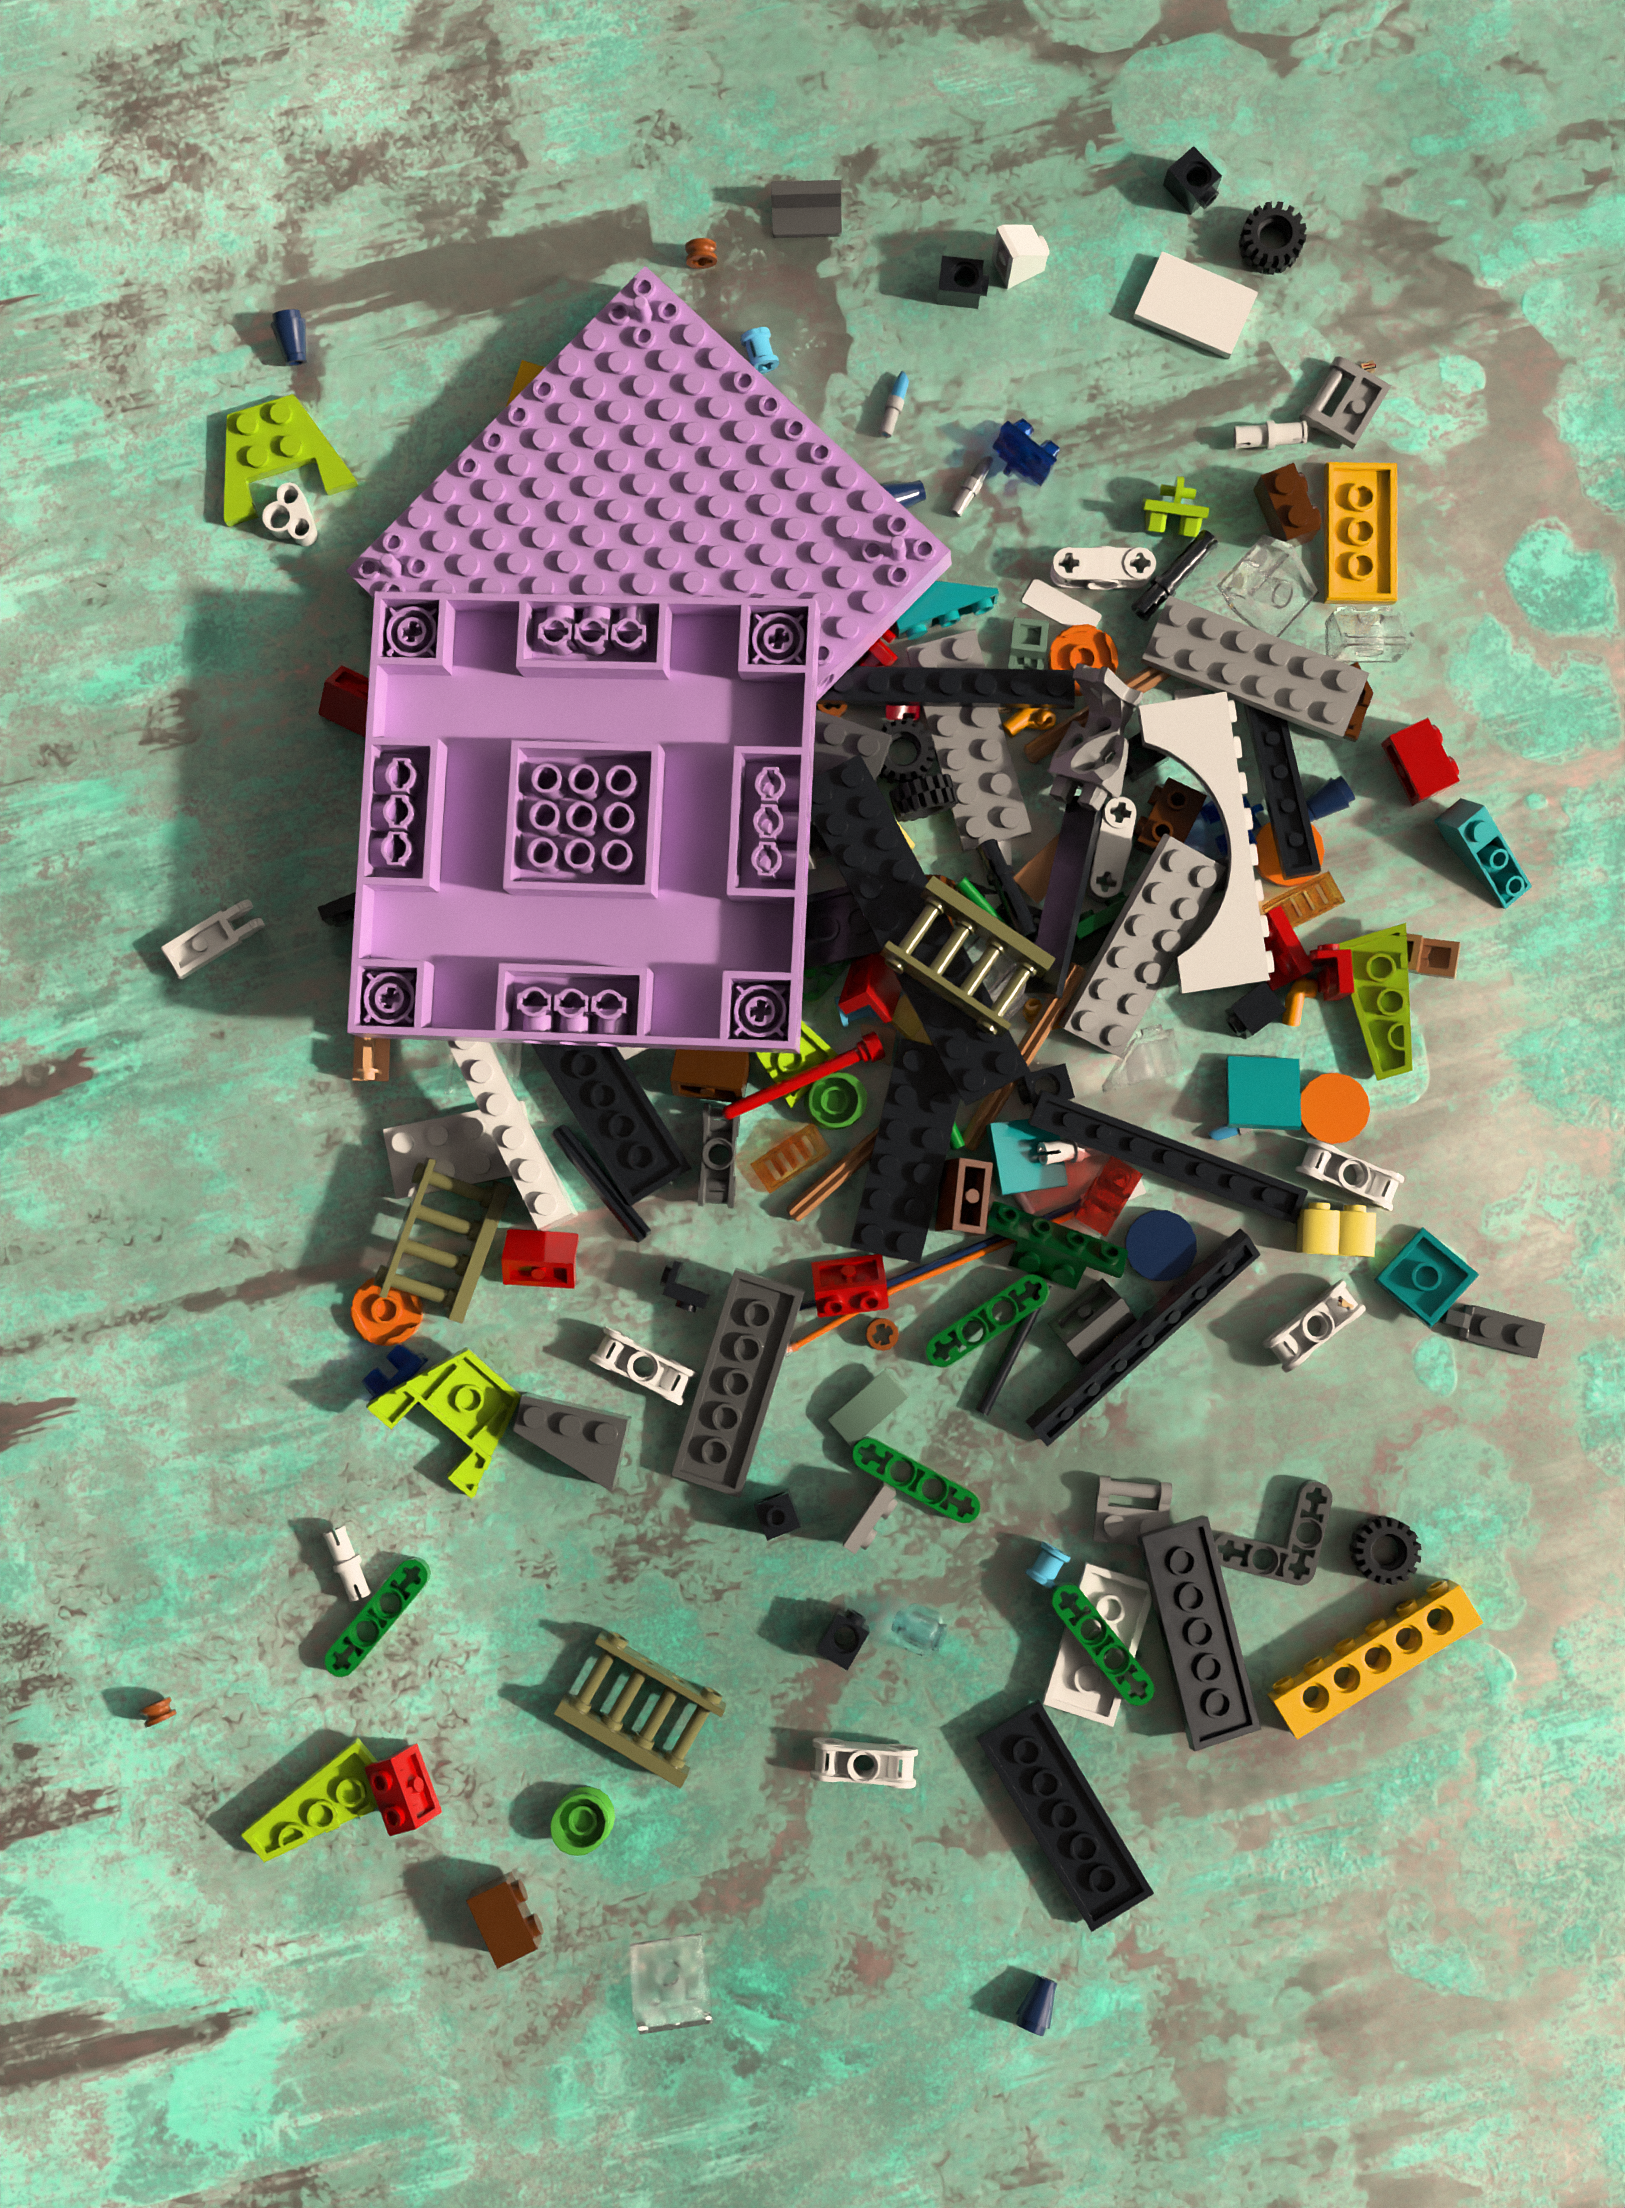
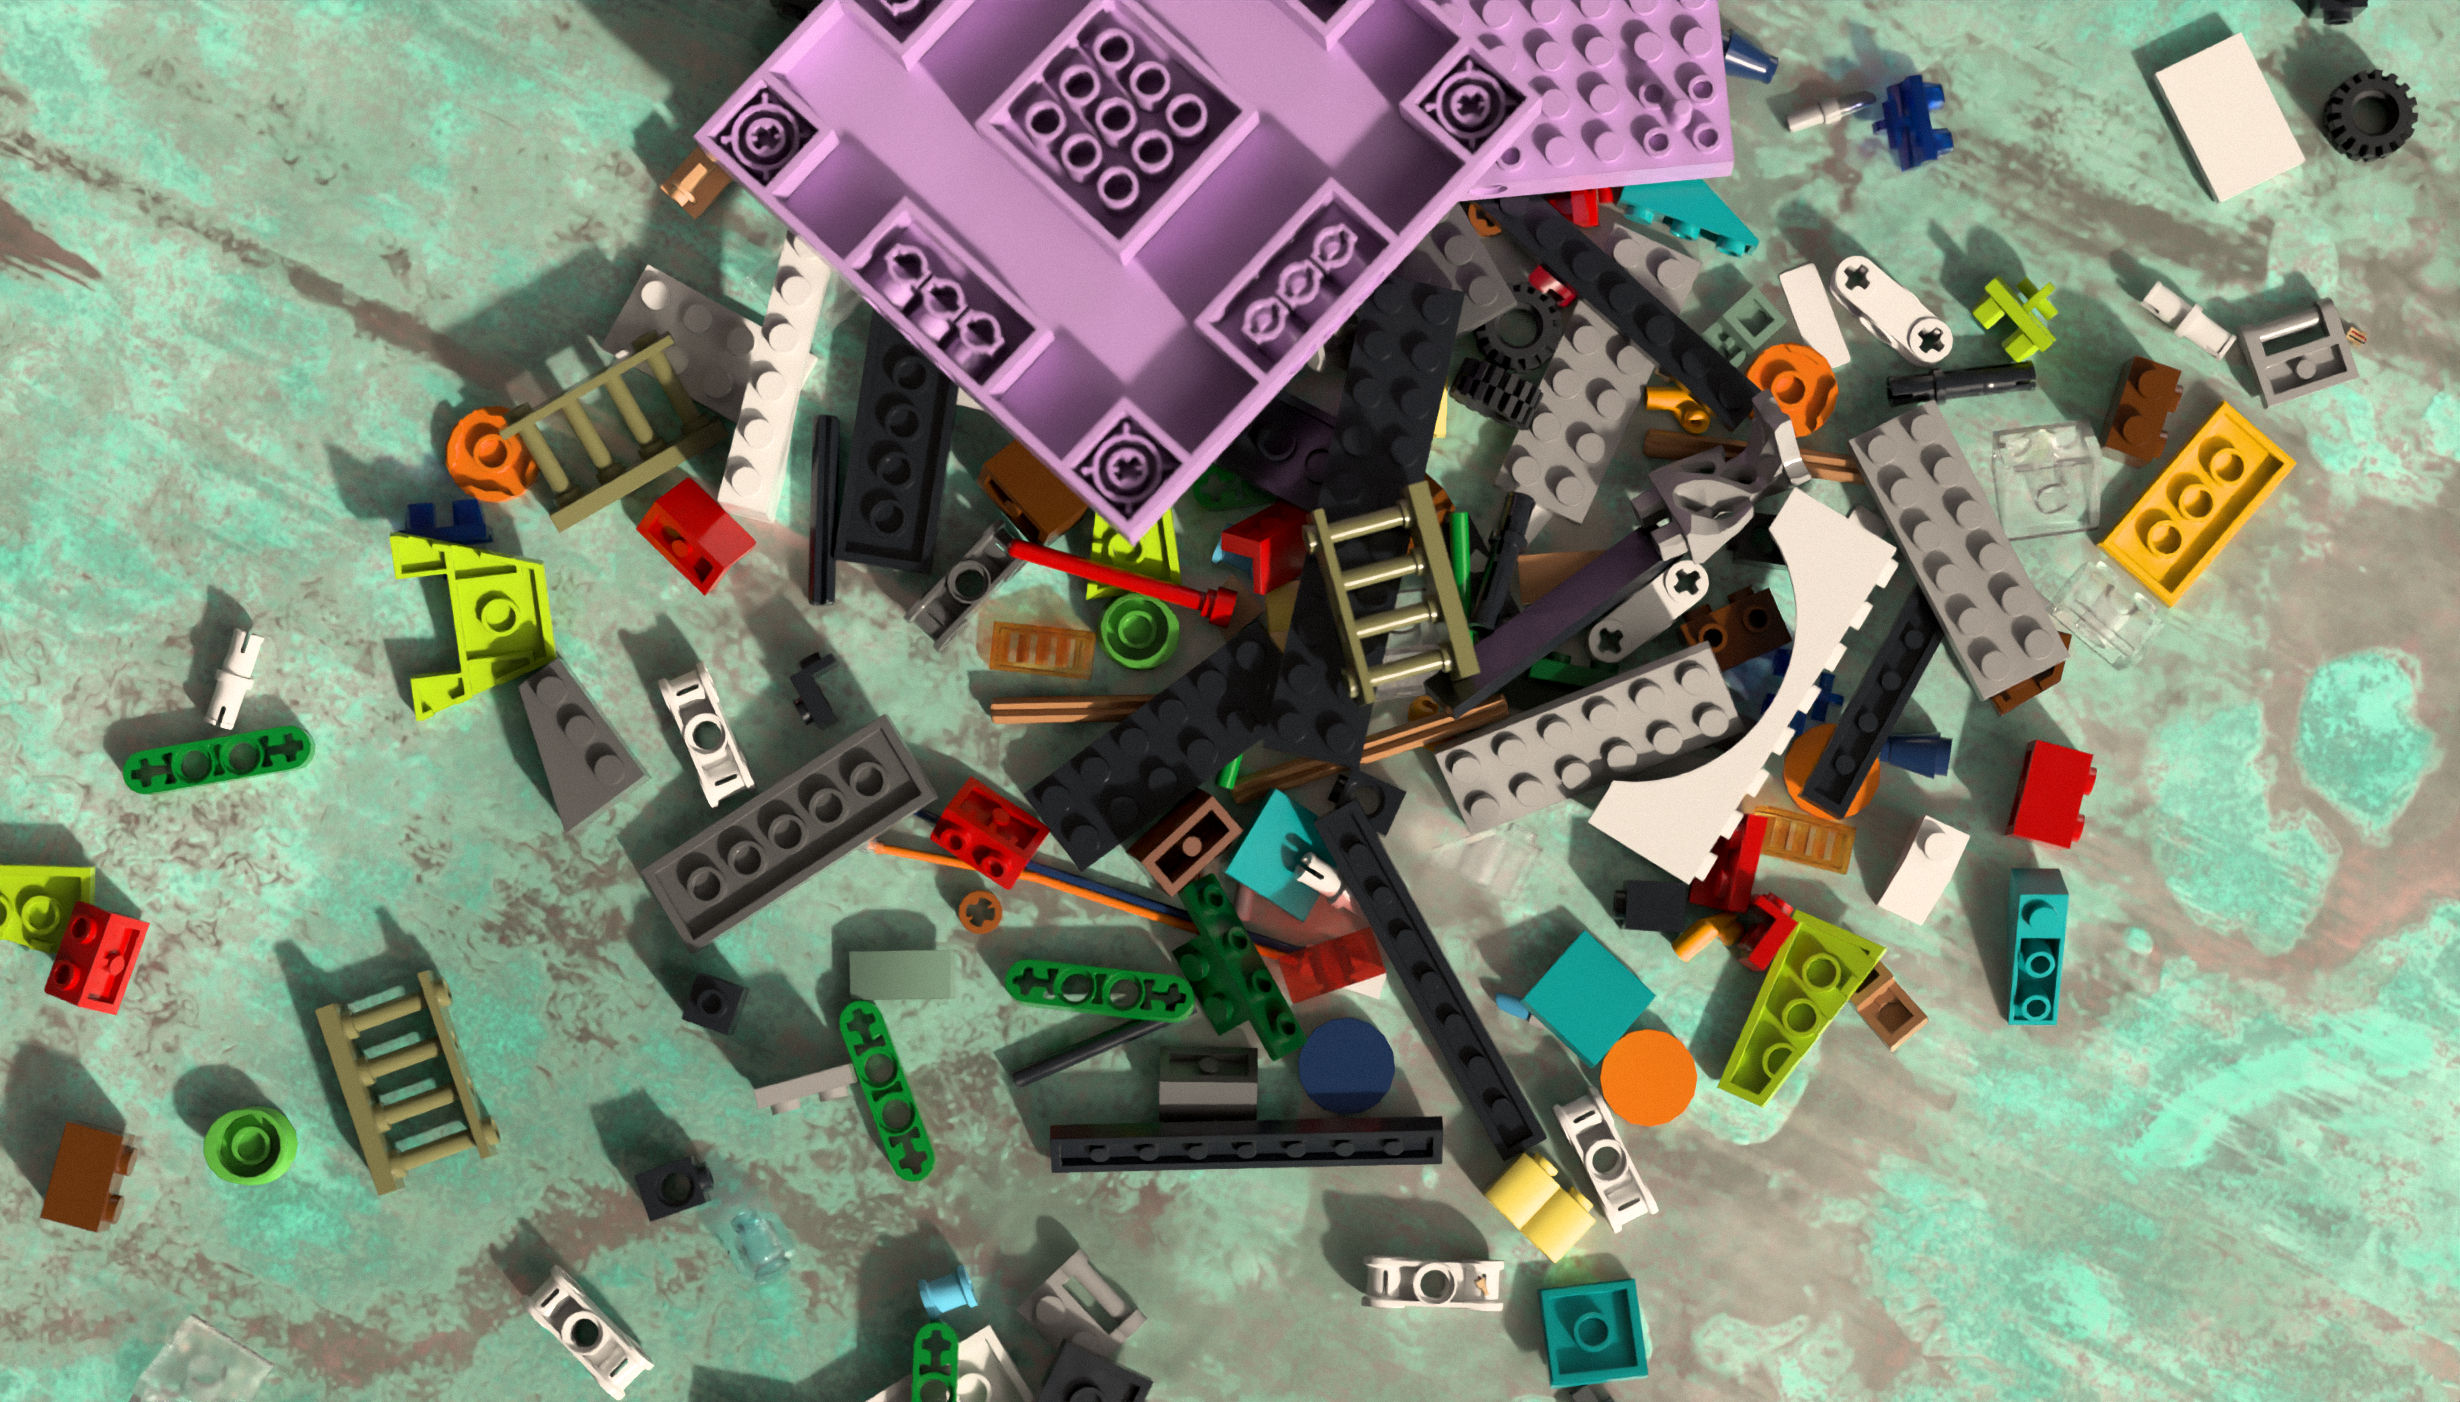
camera: 30 degrees right, 0 degrees up
(1386, 861) = (1922, 869): none -> white slope

